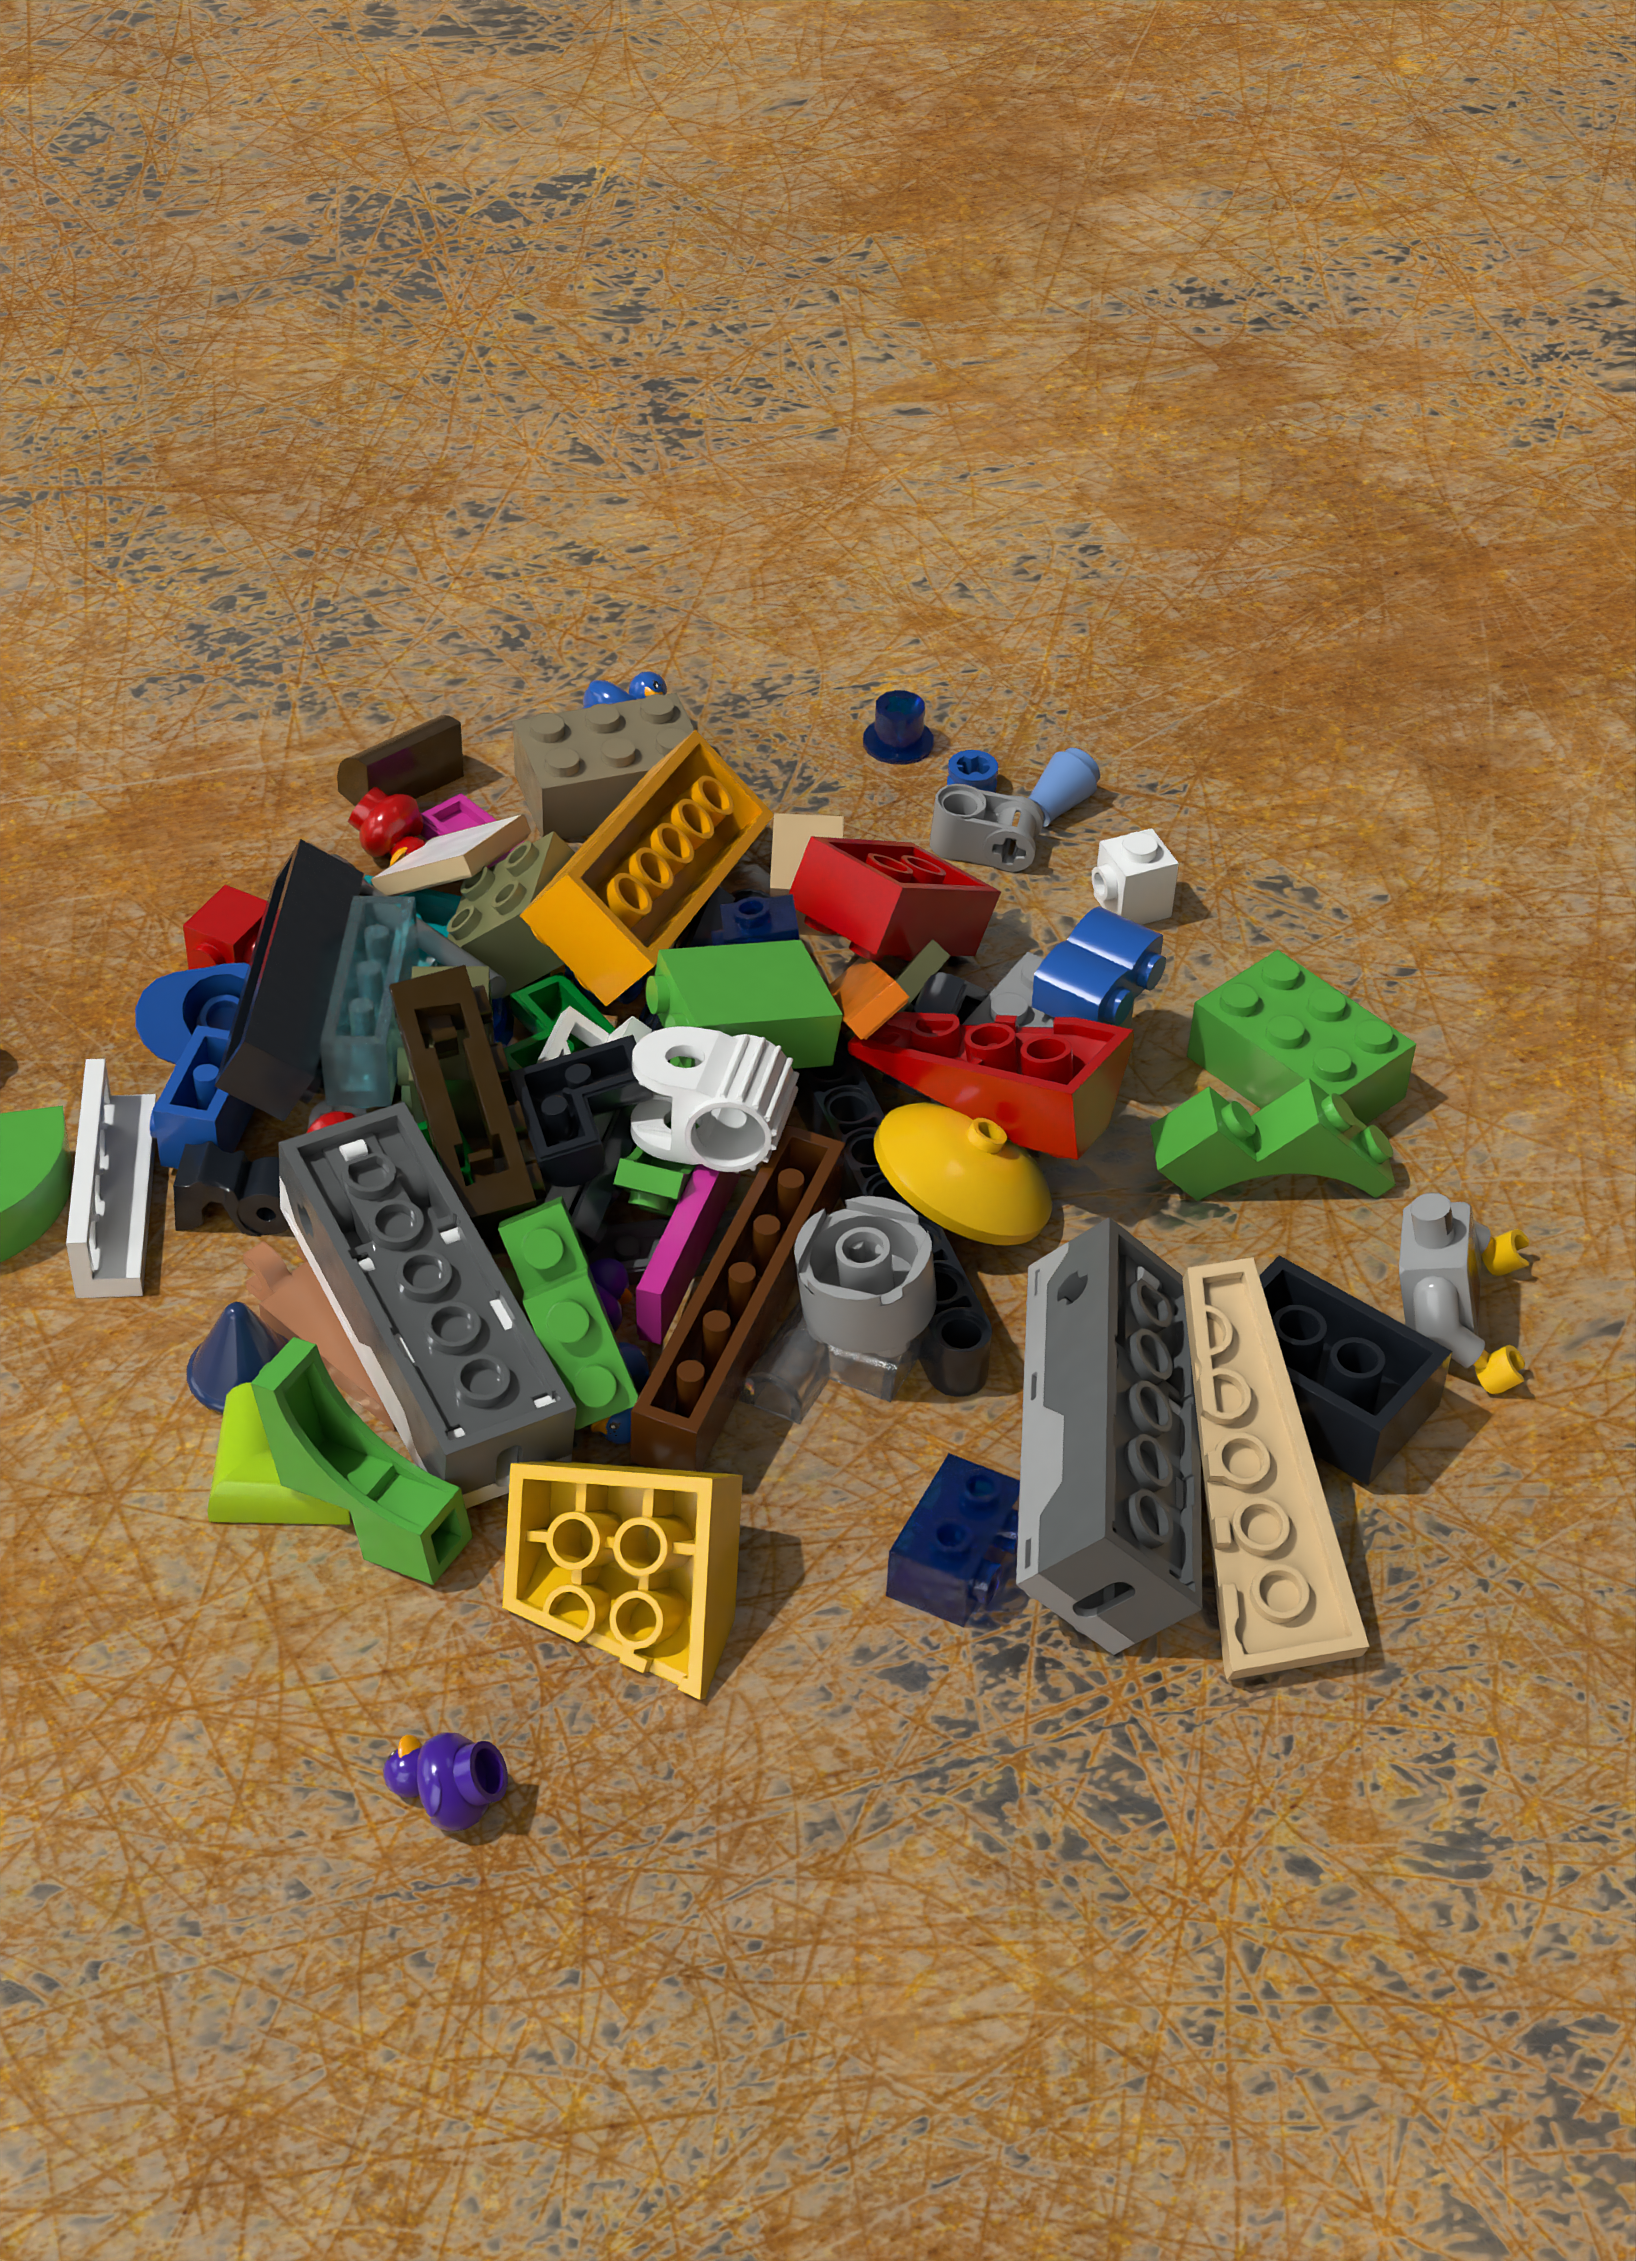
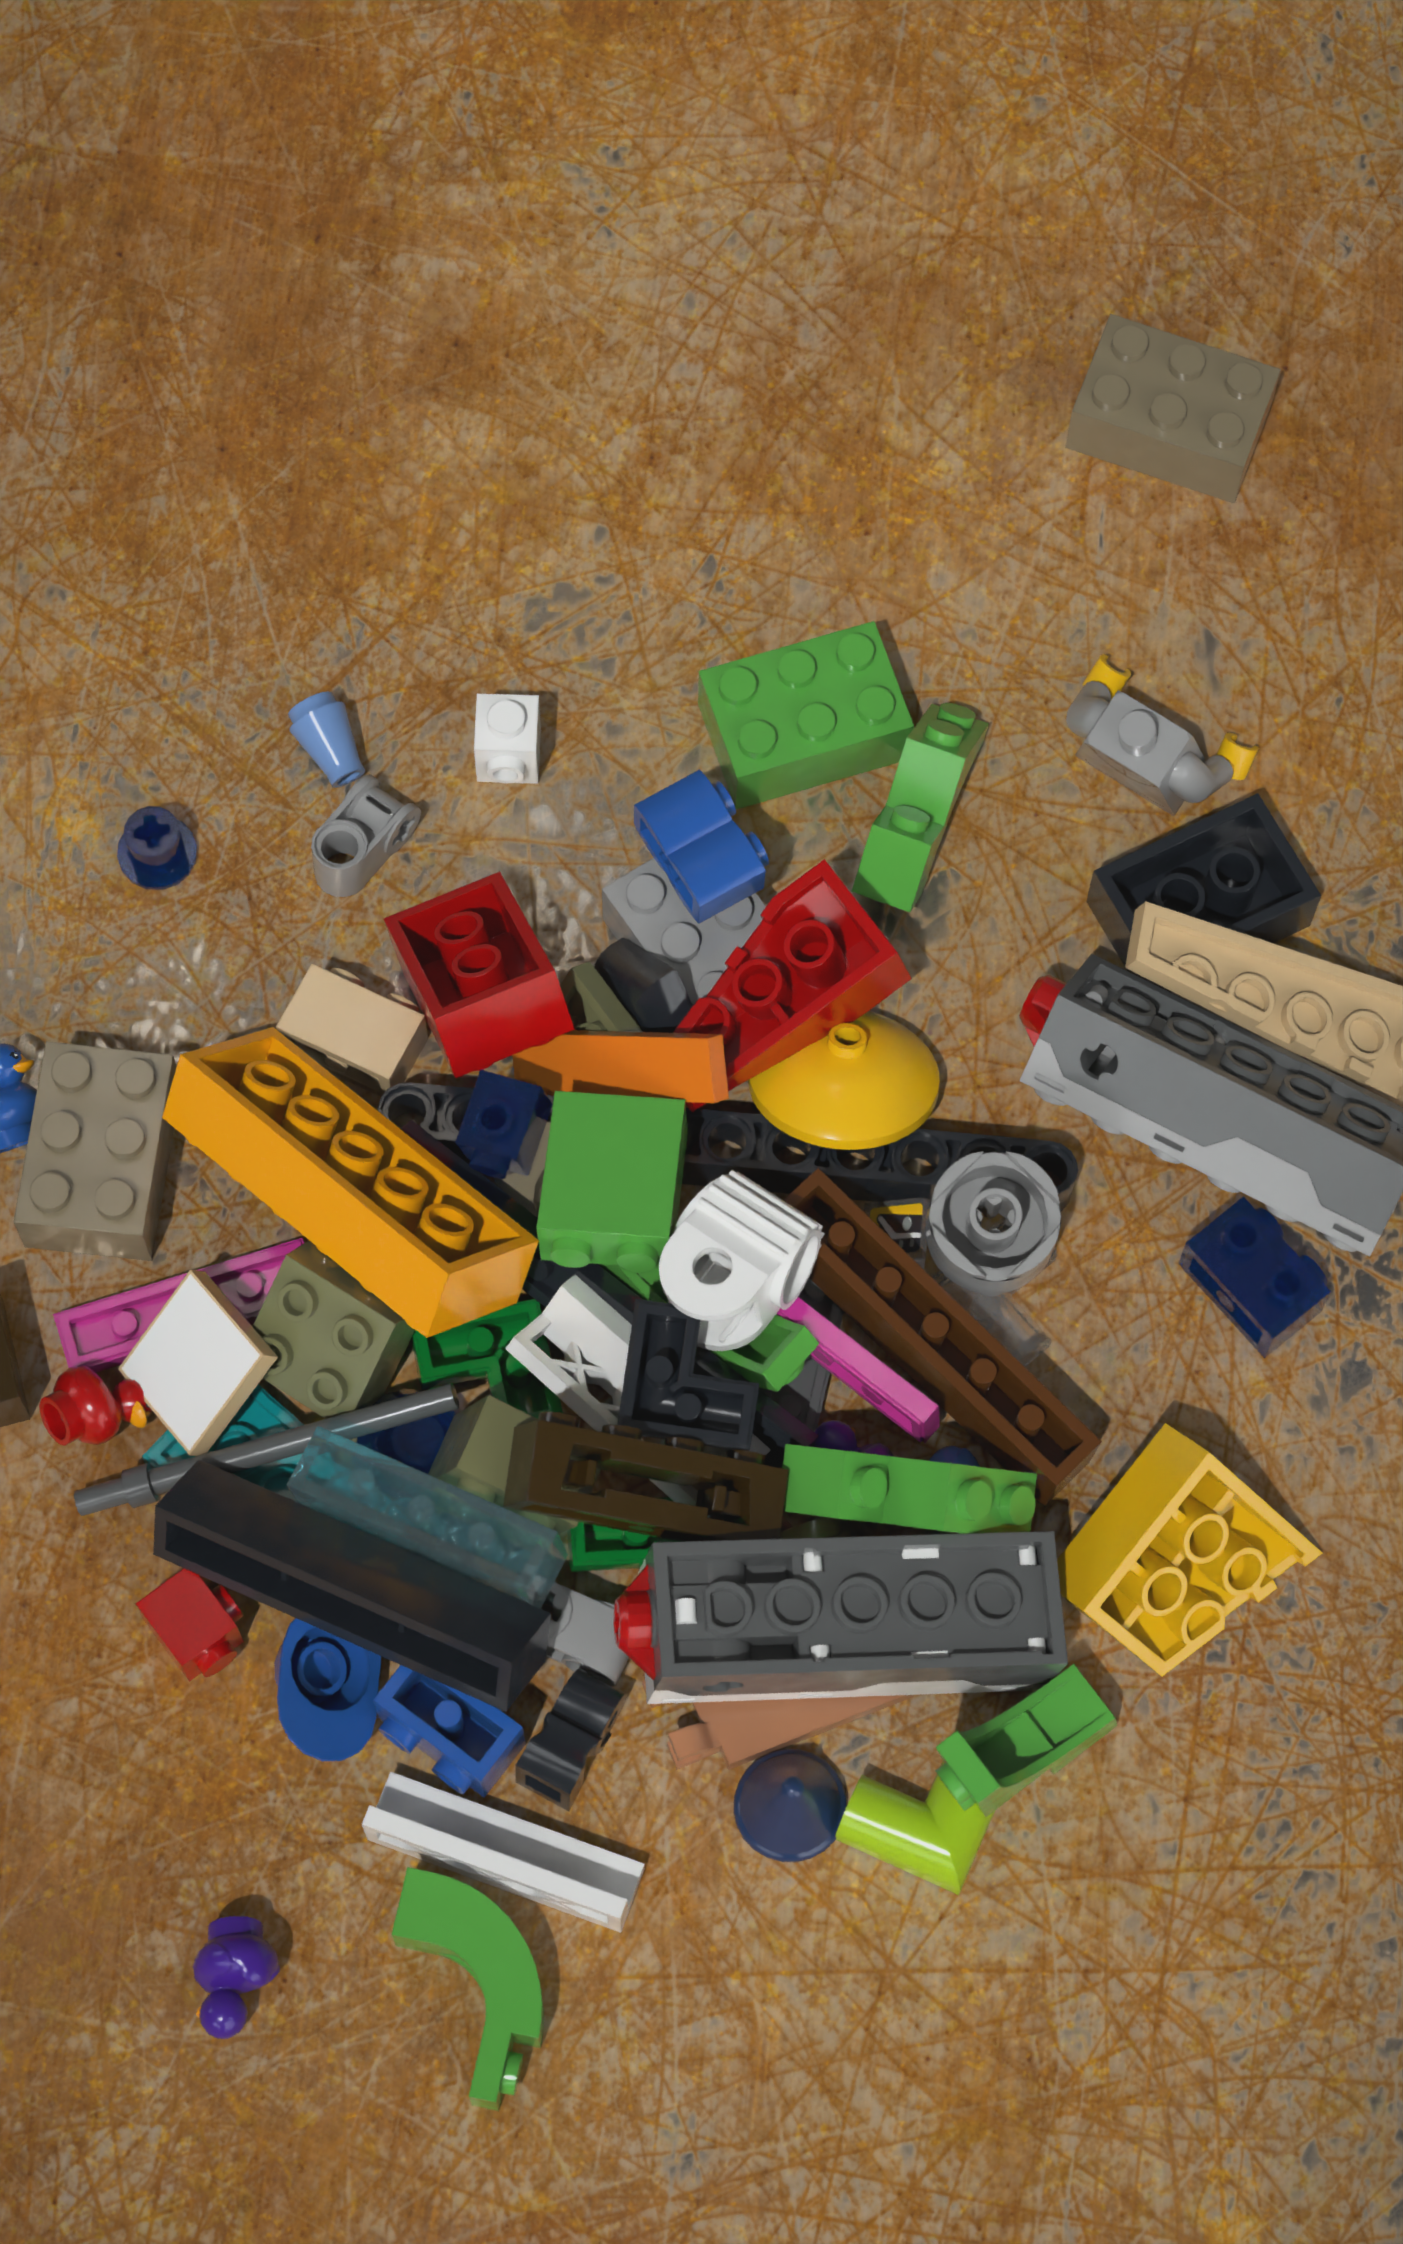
camera: 65 degrees left, 25 degrees up
(449, 1775) = (1350, 1779): dark purple animal -> none
(973, 769) = (255, 791): blue bush -> none

